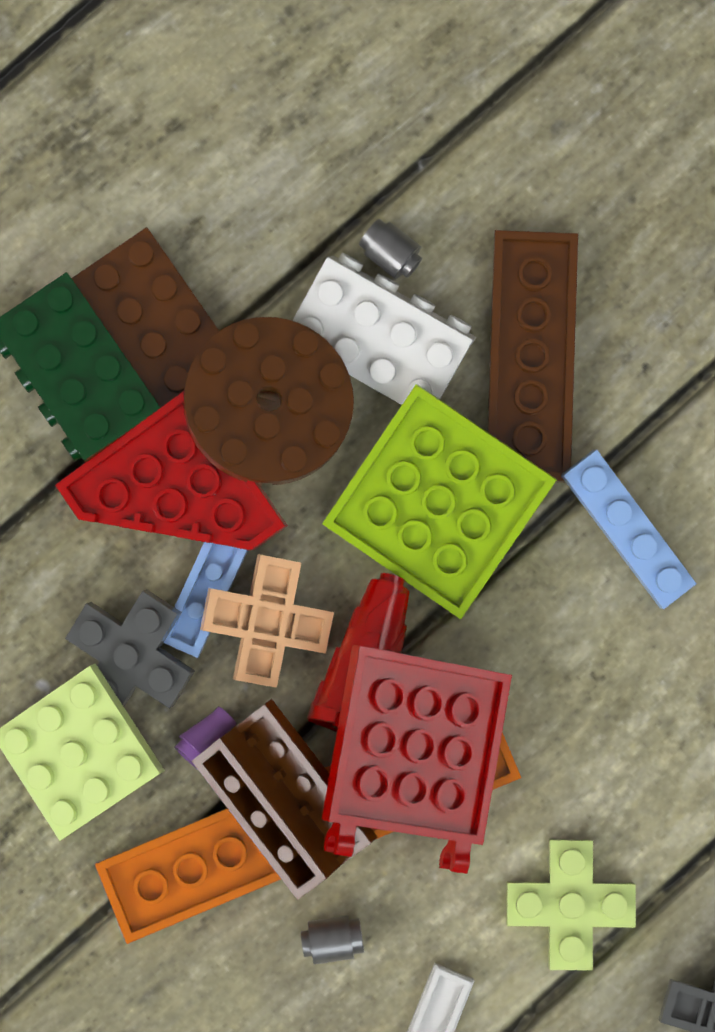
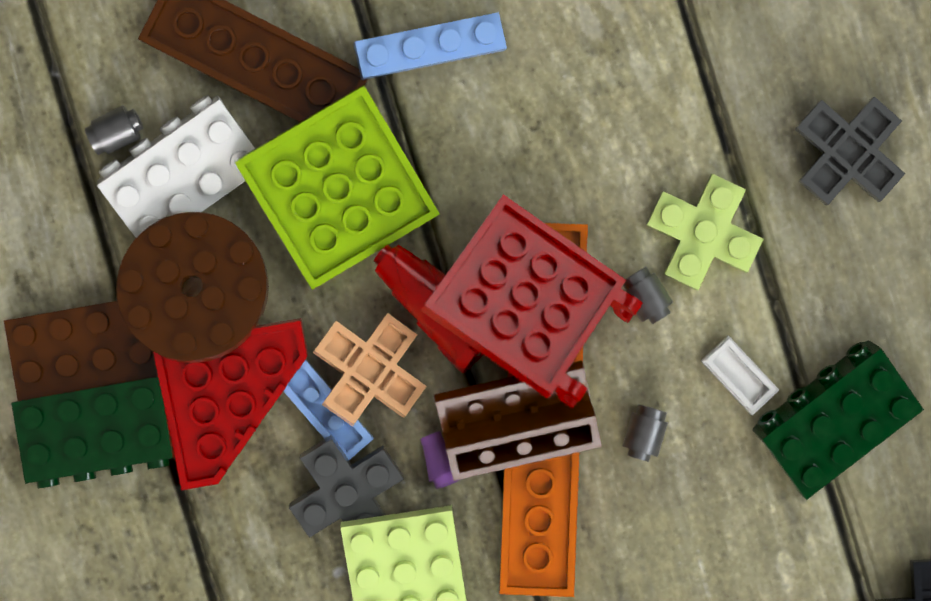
camera: 65 degrees left, 5 degrees up
(481, 877) = (651, 293): none -> flat silver brick

